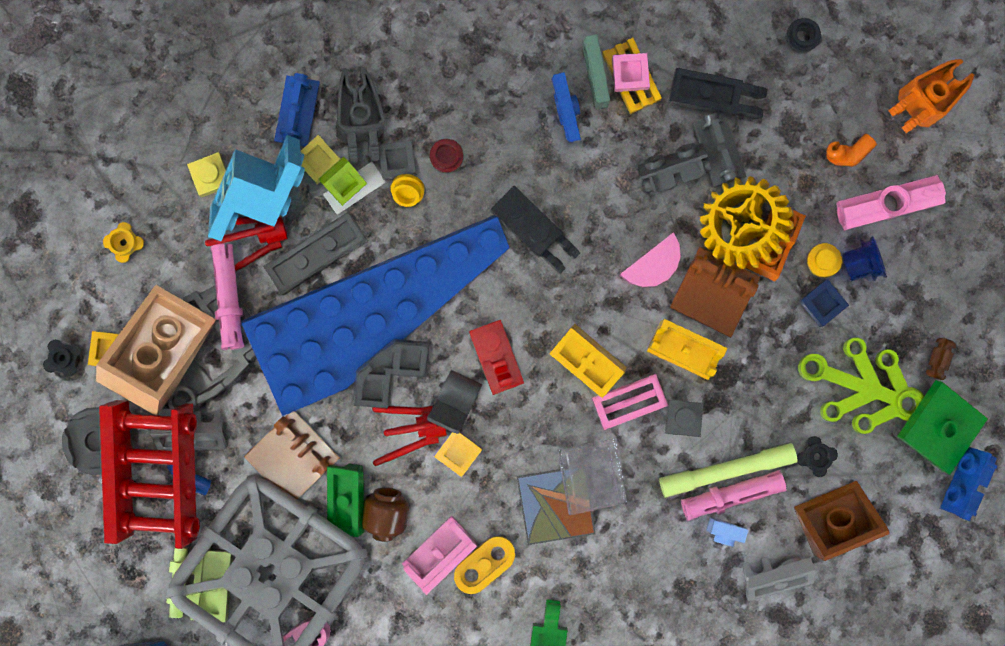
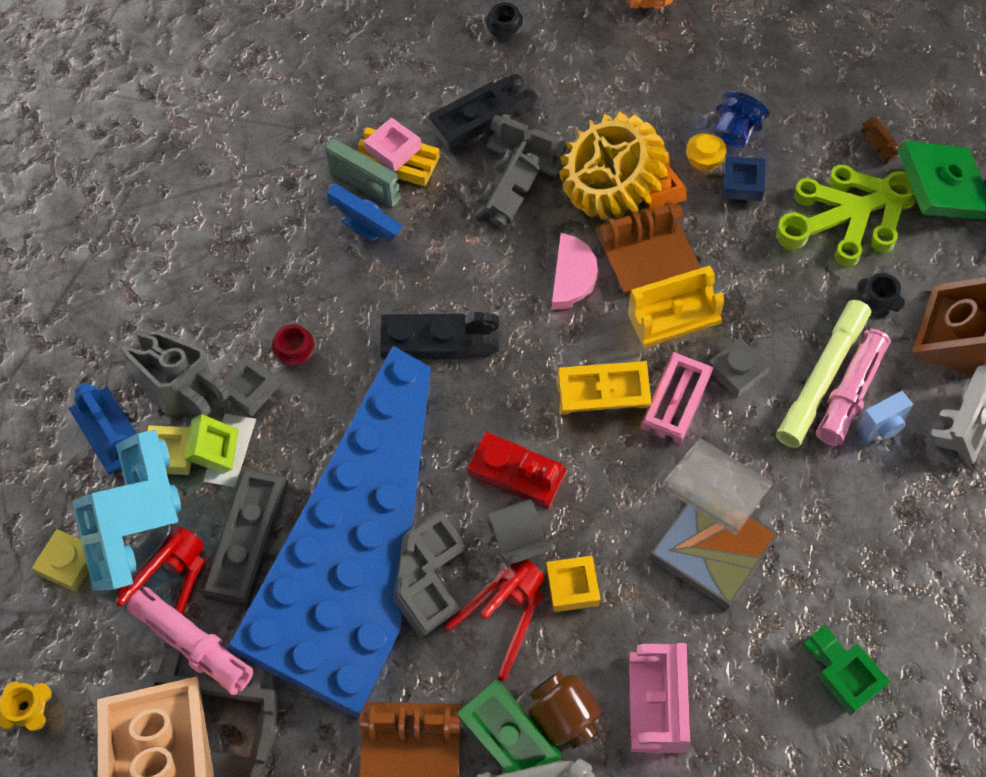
camera: 45 degrees left, 25 degrees down
(407, 190) = (283, 400): yellow plate -> none
(485, 565) = (712, 666): yellow plate -> none
(850, 155) = (637, 67): orange arm -> none
(909, 198) = (706, 68): bright pink piece -> none

